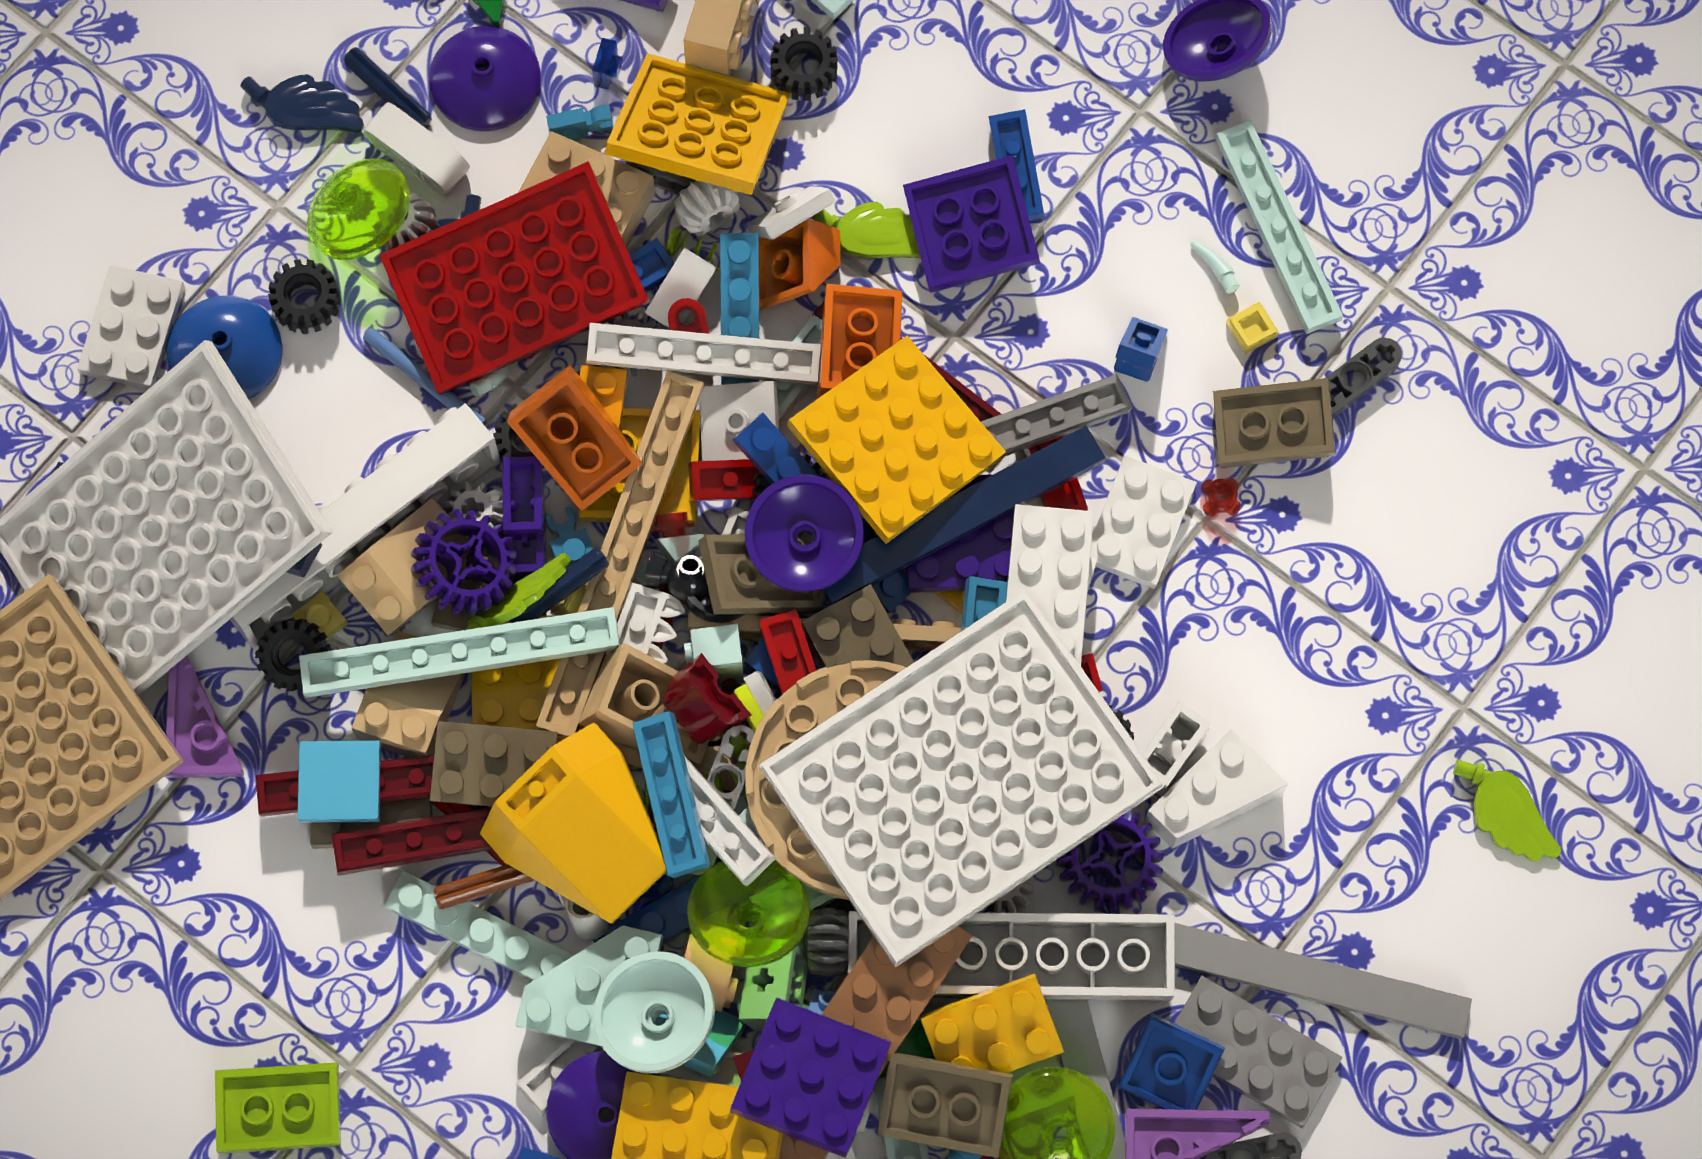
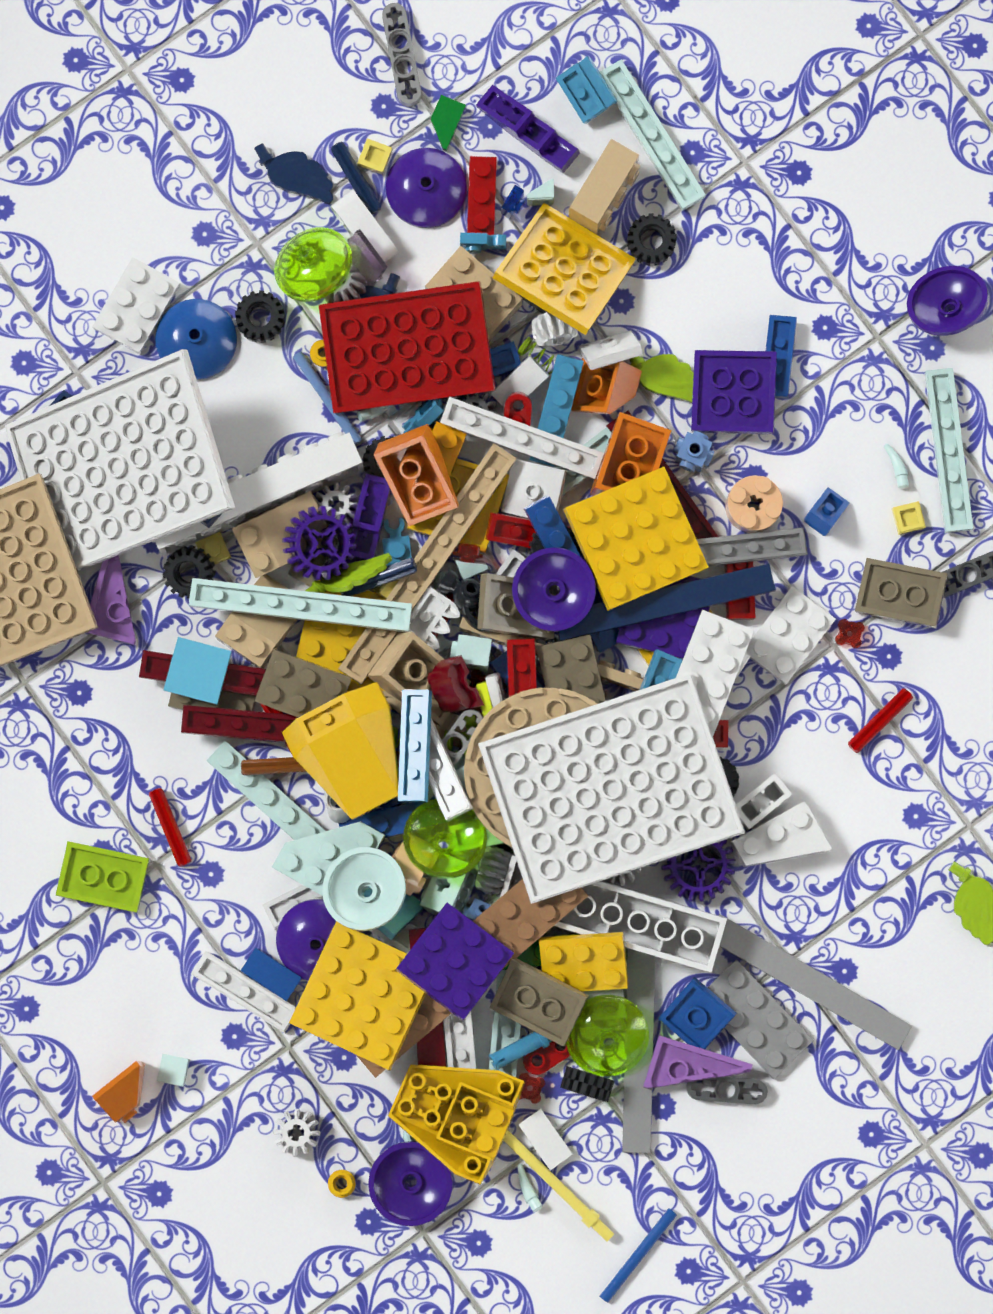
camera: 15 degrees right, 10 degrees up
(356, 1012) = (170, 827): none -> red axle
(397, 331) = (316, 359): none -> yellow plate
(405, 54) = (374, 156): none -> light yellow plate
(429, 180) = (366, 258): none -> piece
(561, 64) = (481, 195): none -> red plate
(568, 353) = (427, 413): none -> dark azure plate
(640, 43) = (542, 194): none -> light aqua slope
(940, 315) = (688, 460): none -> medium blue brick
(1045, 341) = (759, 489): none -> light nougat brick
(1298, 600) = (880, 720): none -> red axle

